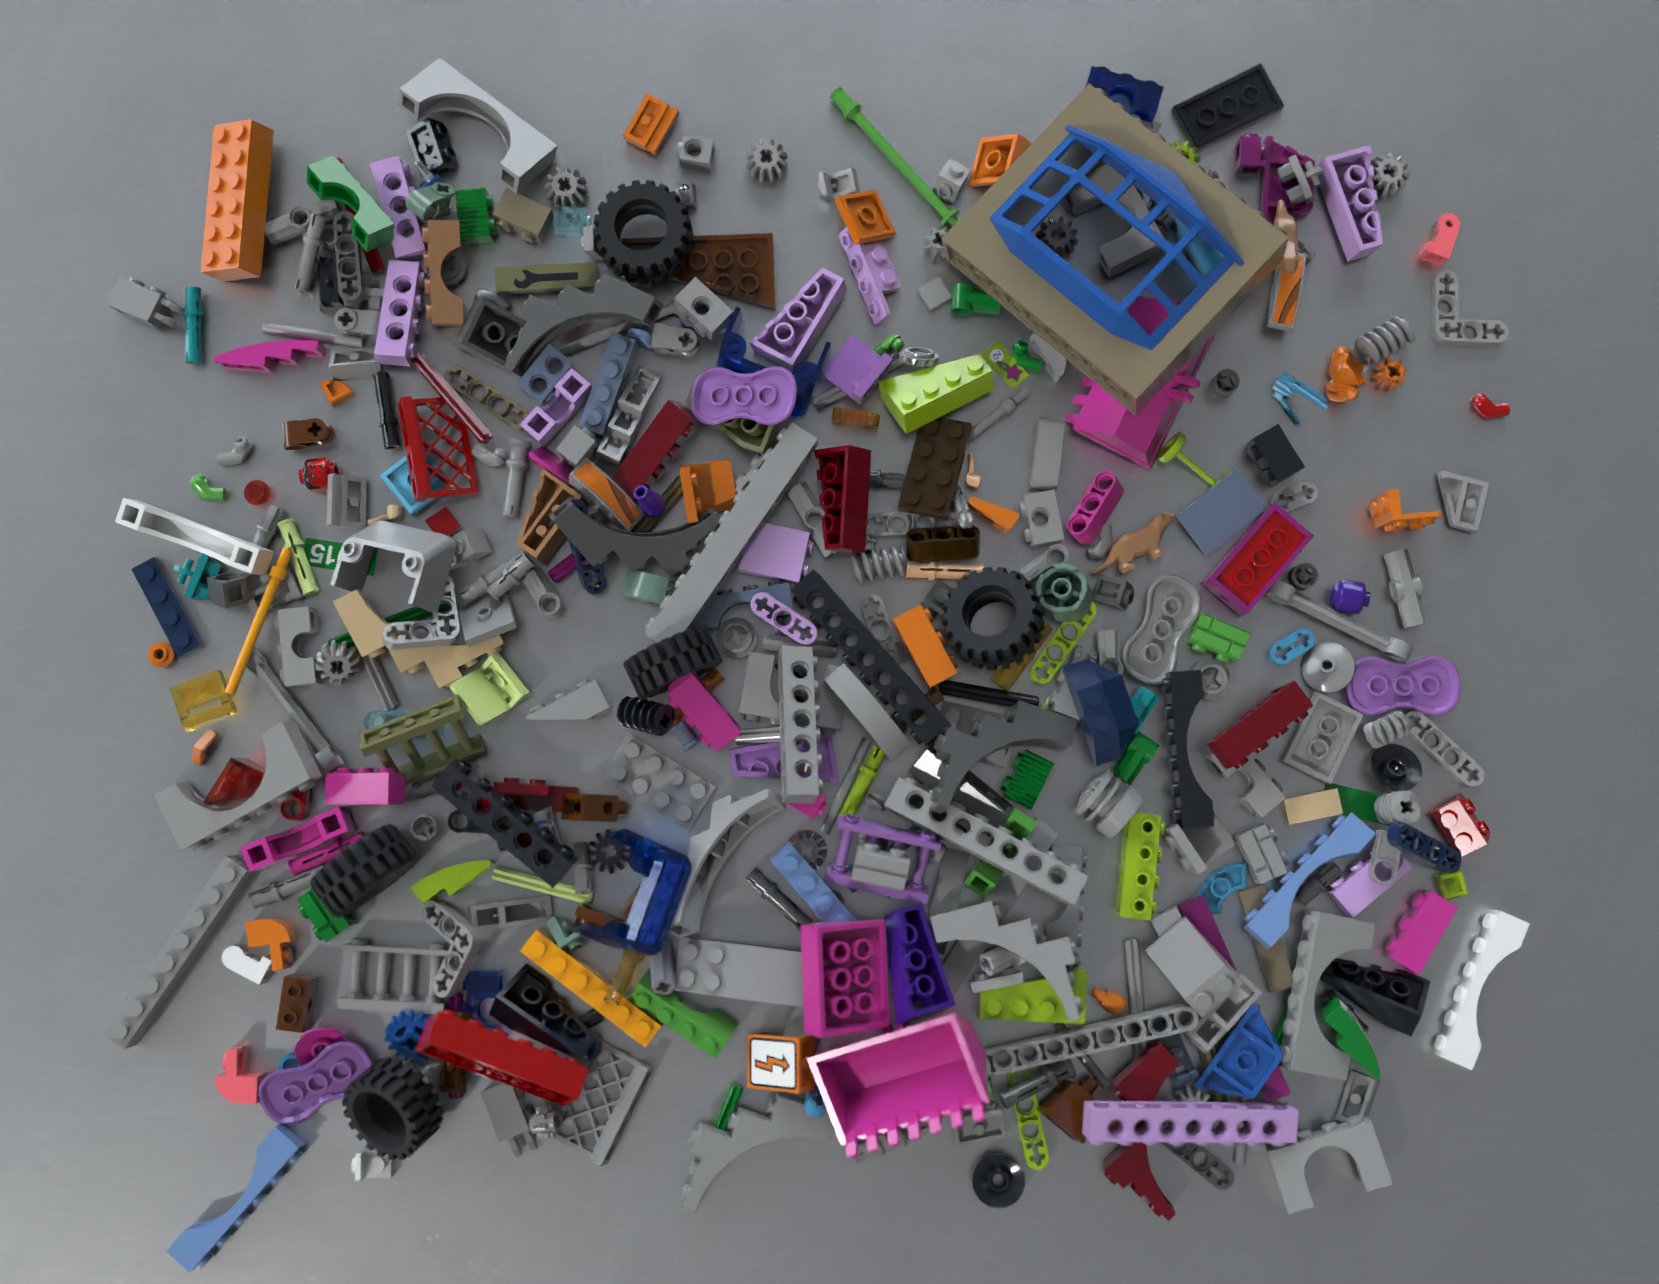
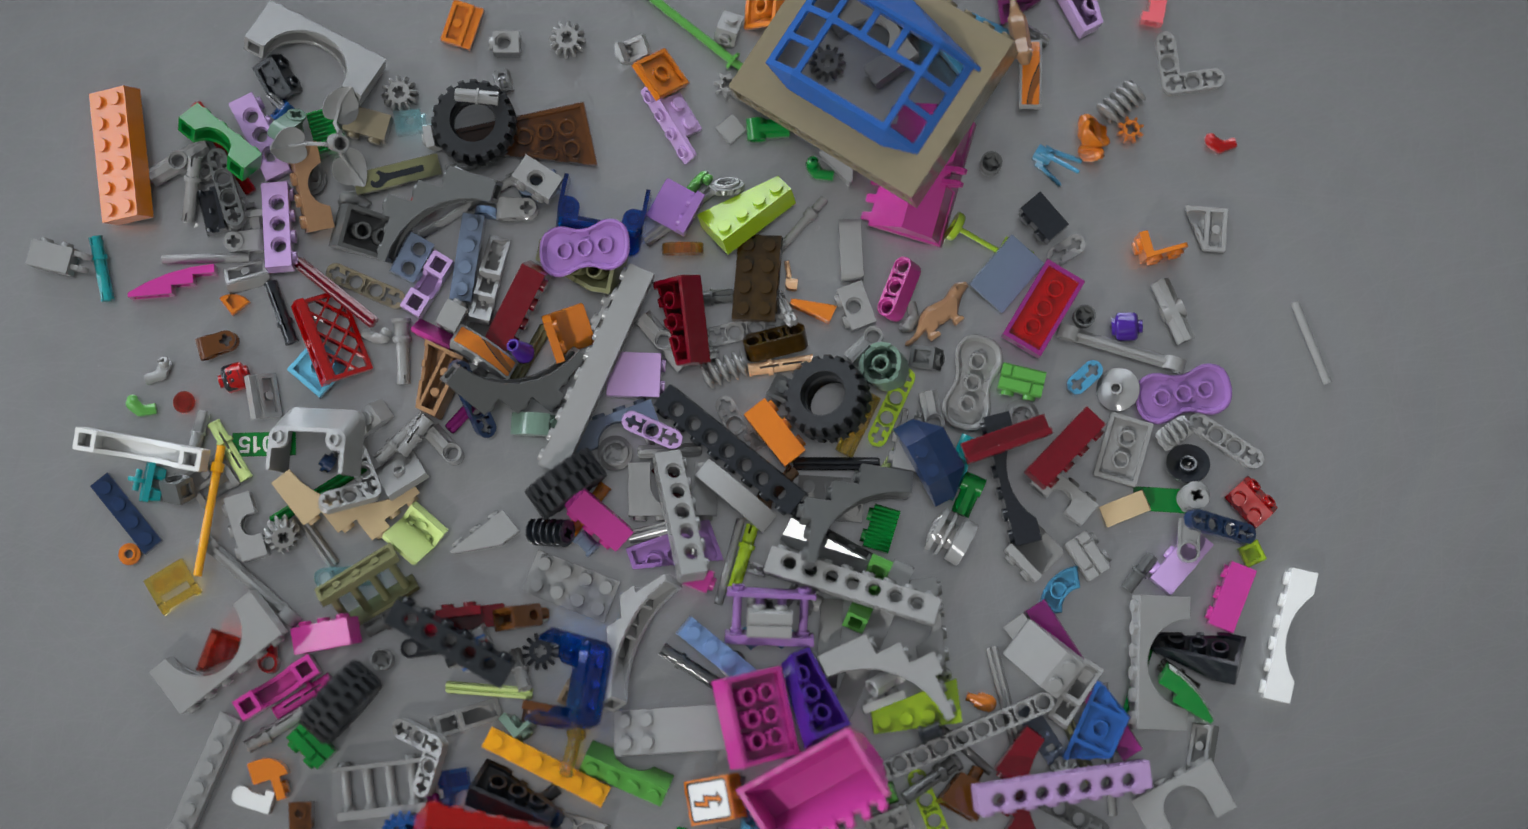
camera: 10 degrees left, 0 degrees up
(201, 746) = (179, 626): orange tile -> none
(394, 513) = (304, 399): tan hand -> none
(404, 590) = (327, 462): none -> dark blue plate
(443, 522) = (347, 399): red tile -> none
(450, 879) = (411, 698): lime slope -> none
(496, 187) = (340, 107): none -> light grey plant
(650, 198) = (476, 96): none -> light grey axle
(663, 970) = (603, 741): light grey axle -> none
(801, 321) = (620, 178): lavender wedge -> none
(809, 838) = (708, 610): light grey gear -> none
(1005, 365) = (802, 179): lime sticker -> none
(1047, 1030) = (931, 732): none -> black bush
(1138, 866) = (986, 584): lime brick -> none
(1193, 701) = (1006, 439): none -> dark red fence
(1272, 920) = (1156, 532): medium blue arch -> none
(1273, 960) = (1103, 625): dark tan tile -> none
(1558, 653) = (1311, 342): none -> light grey bar

